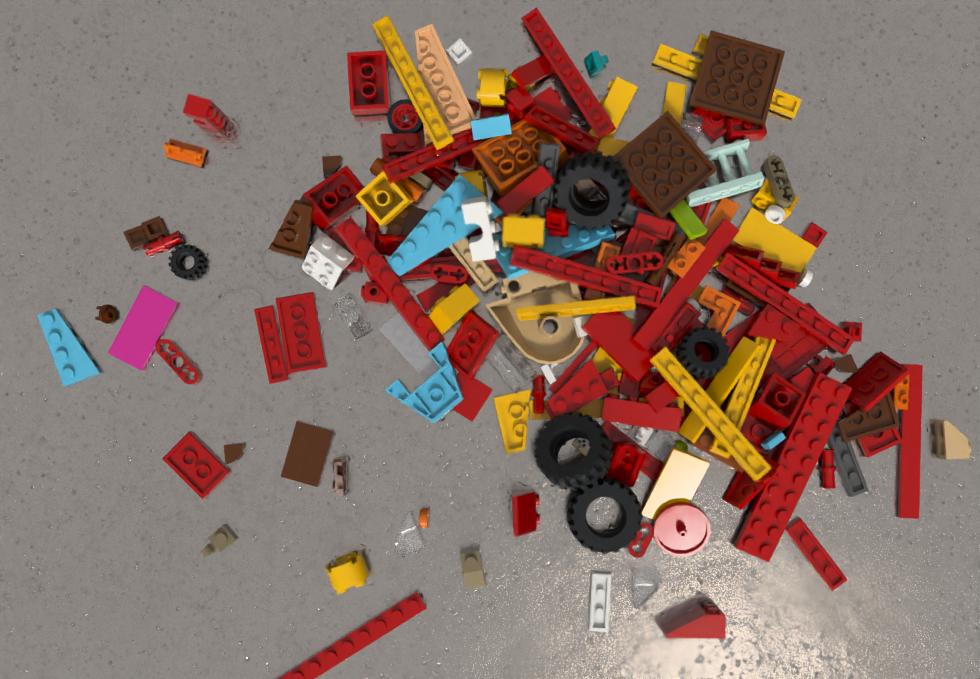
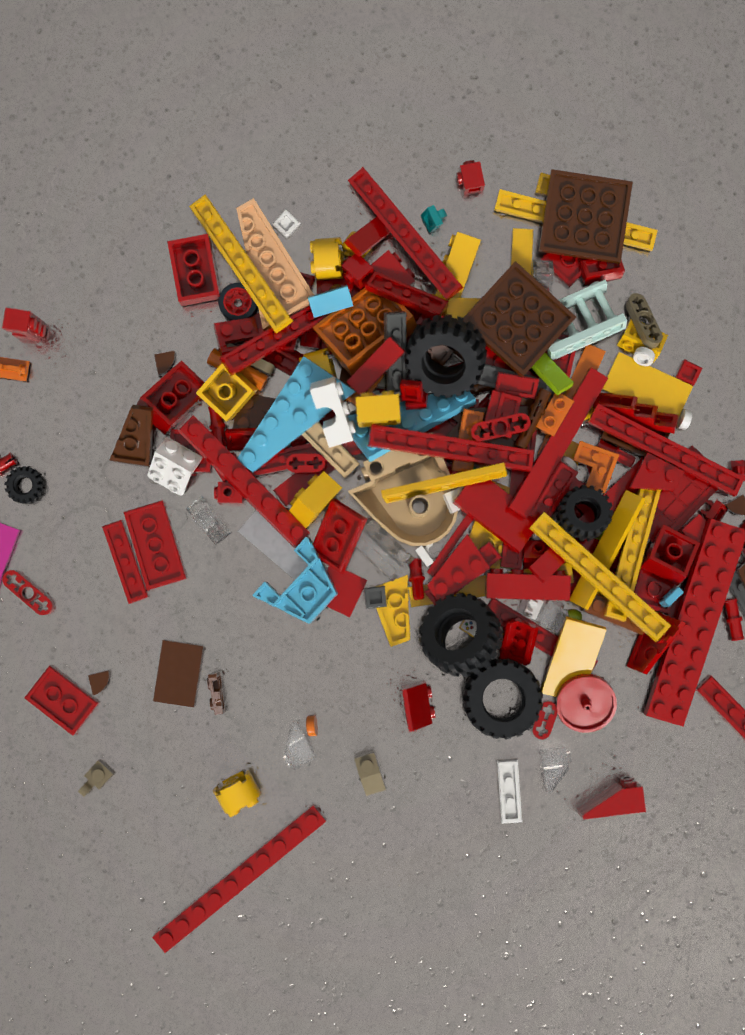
camera: 10 degrees left, 0 degrees up
(497, 406) = (375, 597): none -> dark grey tile
(635, 29) = (471, 177): none -> red brick

